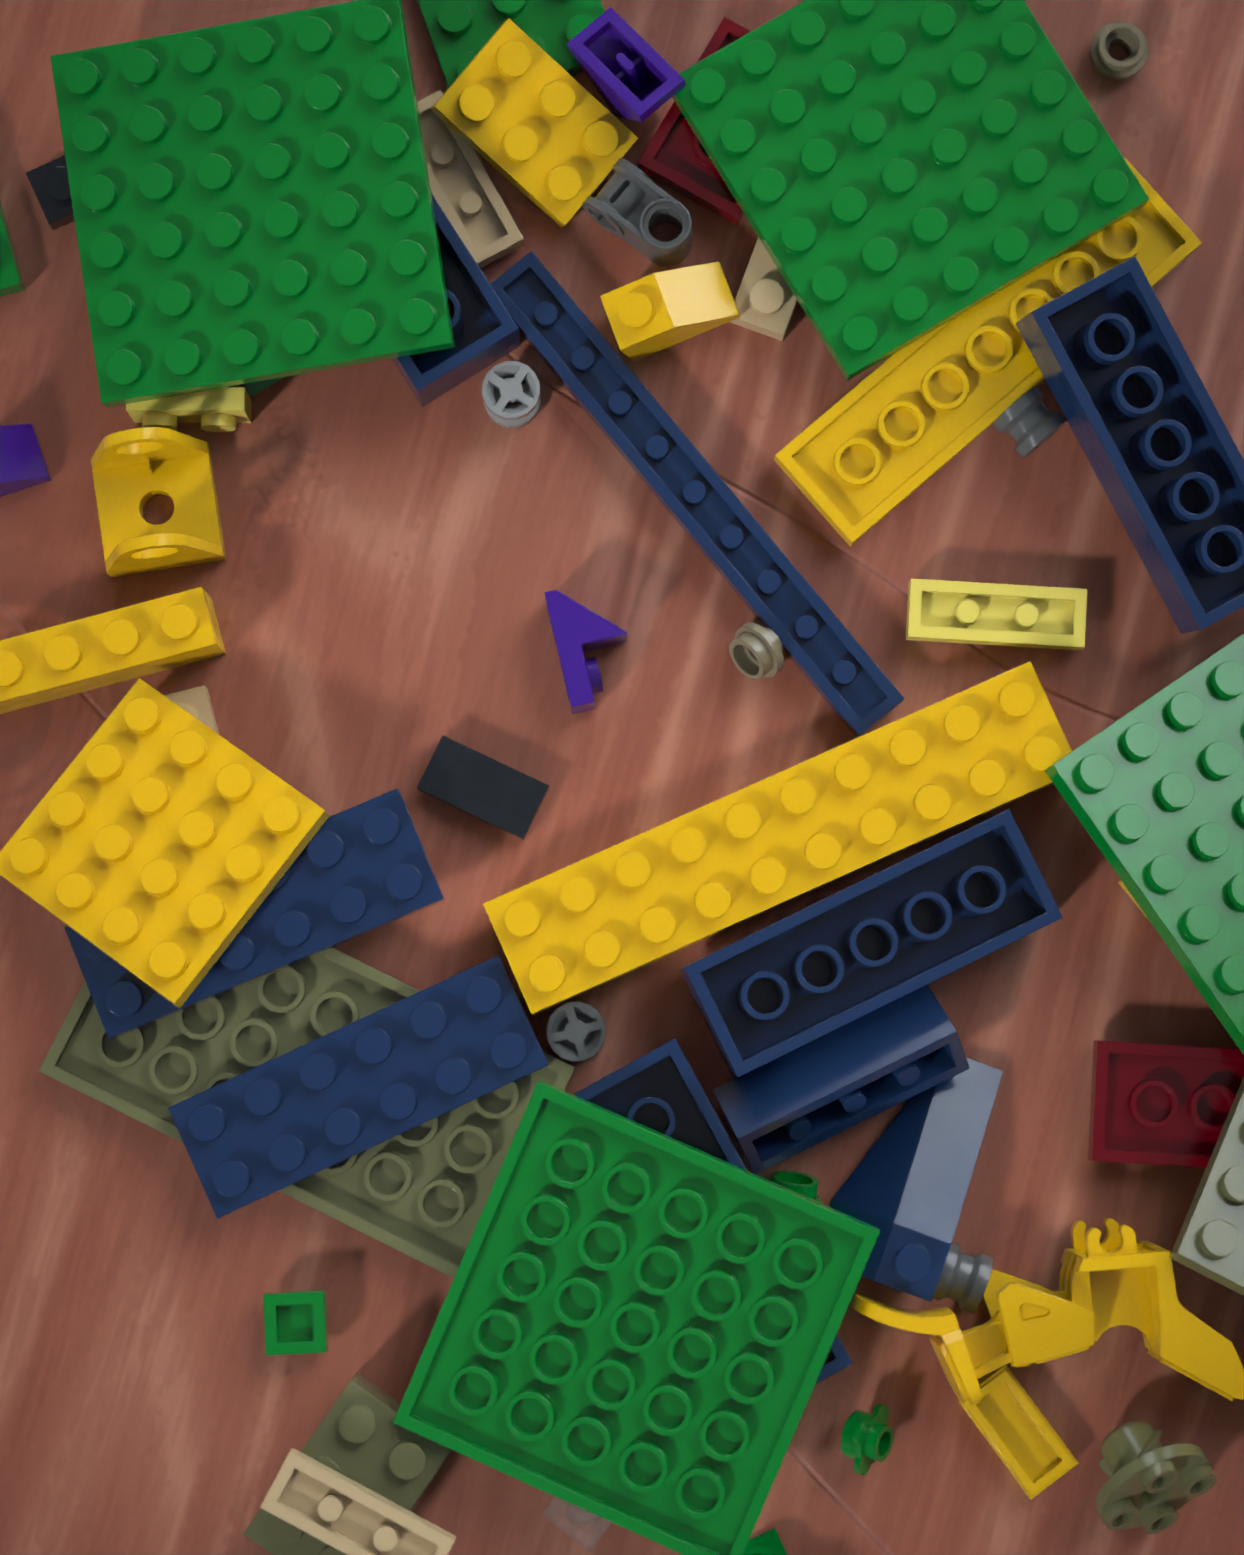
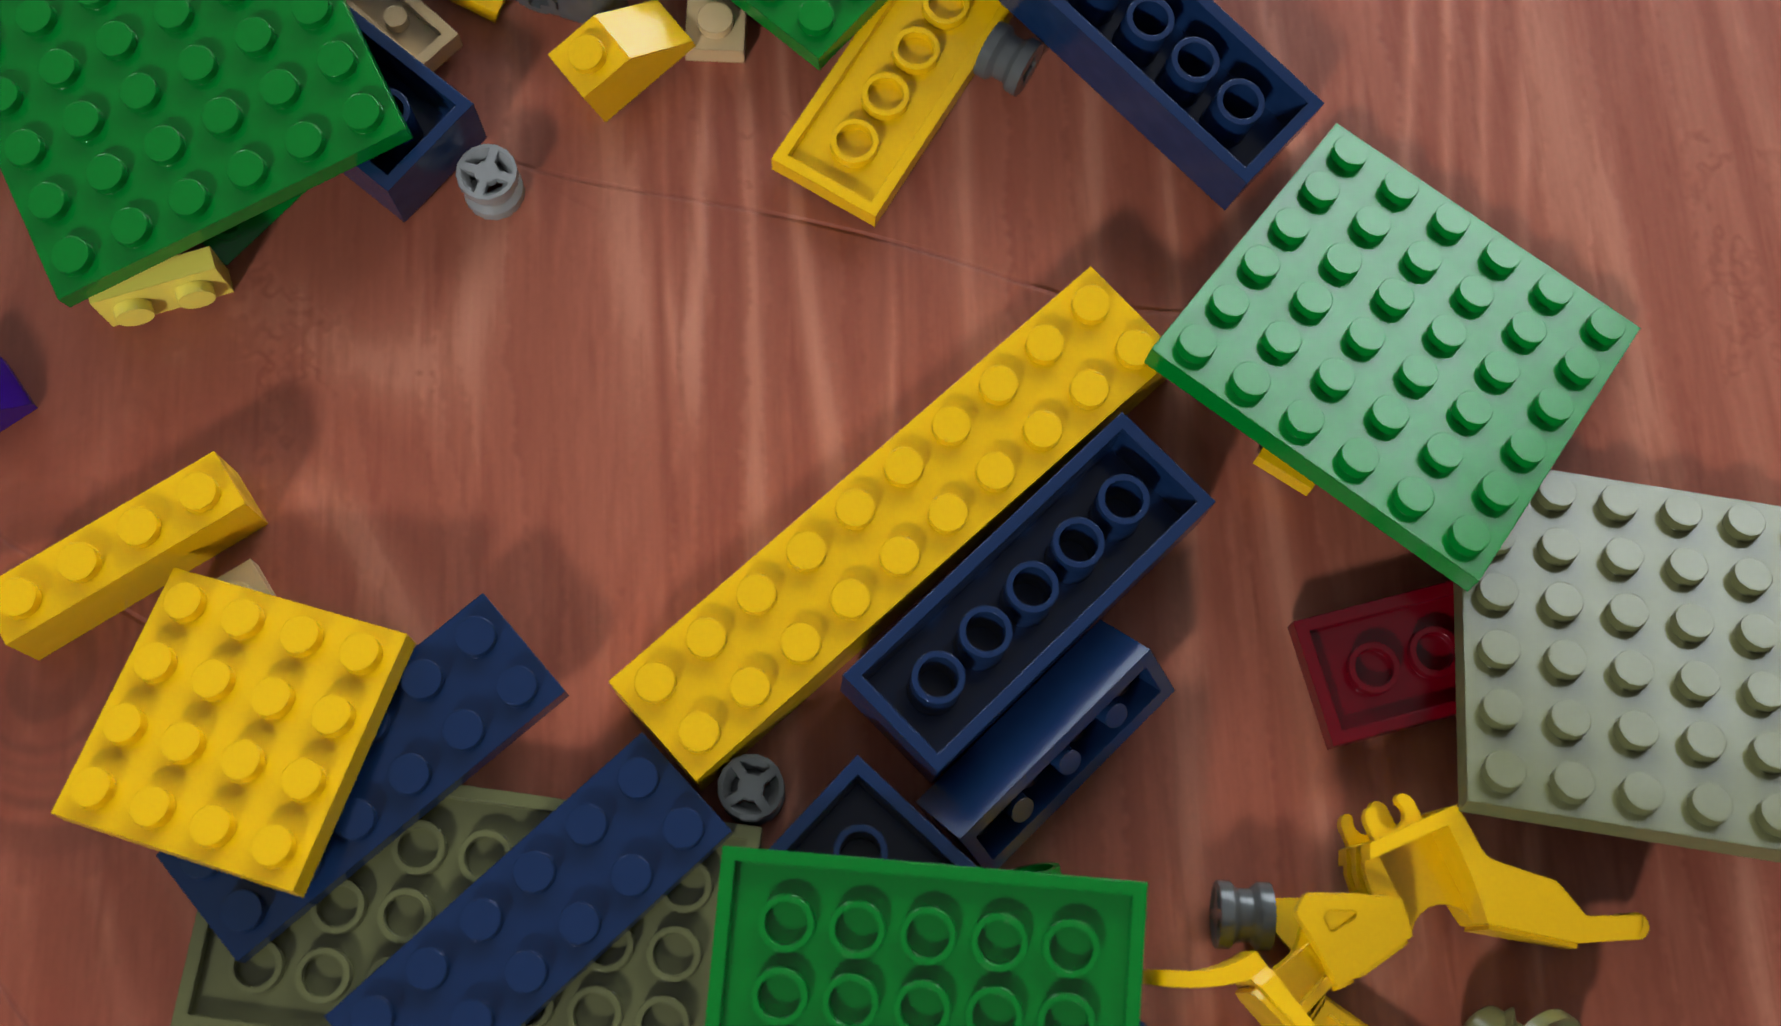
camera: 20 degrees left, 10 degrees down
(147, 463) = (130, 361): yellow hose -> none
(483, 787) = (576, 572): black tile -> none
(575, 632) = (628, 386): dark purple slope -> none
(696, 495) = (712, 225): dark blue plate -> none
(756, 651) = (814, 349): dark tan plate -> none
(919, 1179) = (1166, 826): dark blue wedge -> none
(996, 614) = (1039, 244): light yellow plate -> none

